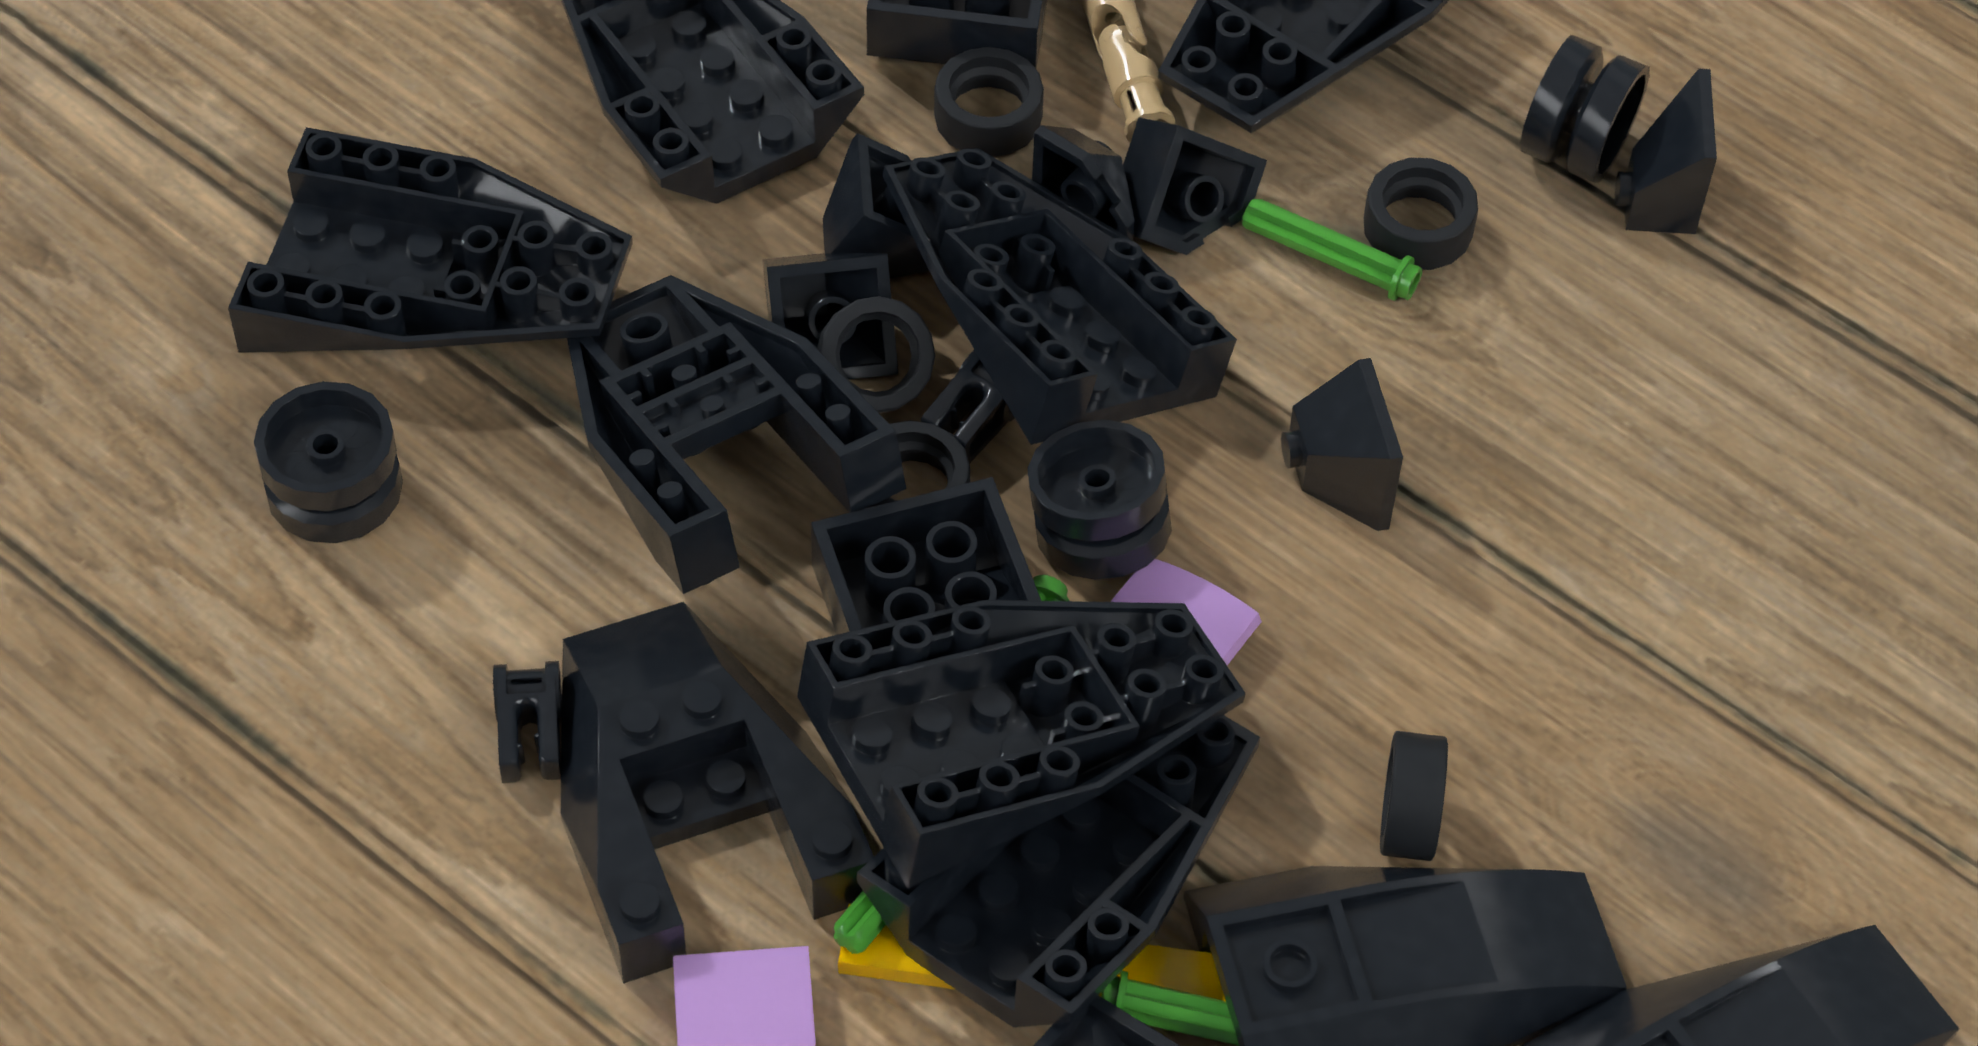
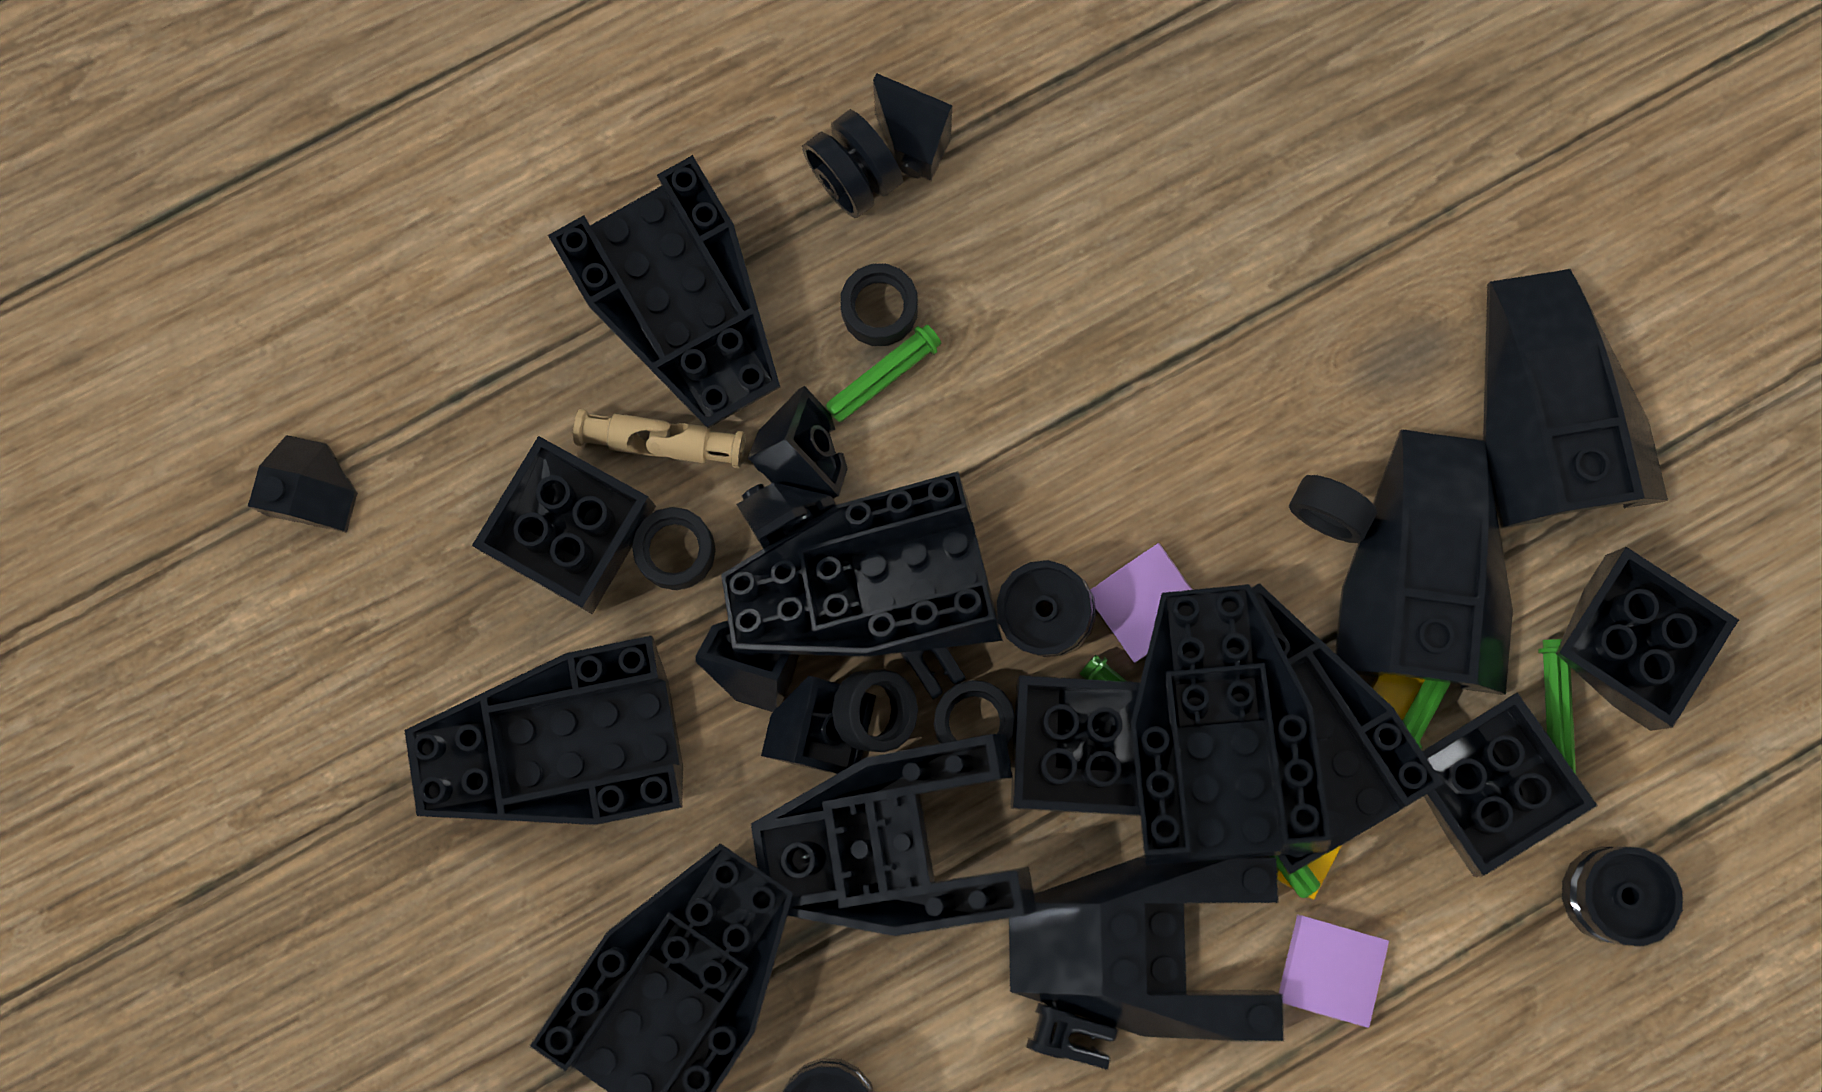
camera: 65 degrees left, 25 degrees up
(1347, 446) = (1061, 435): black slope -> none

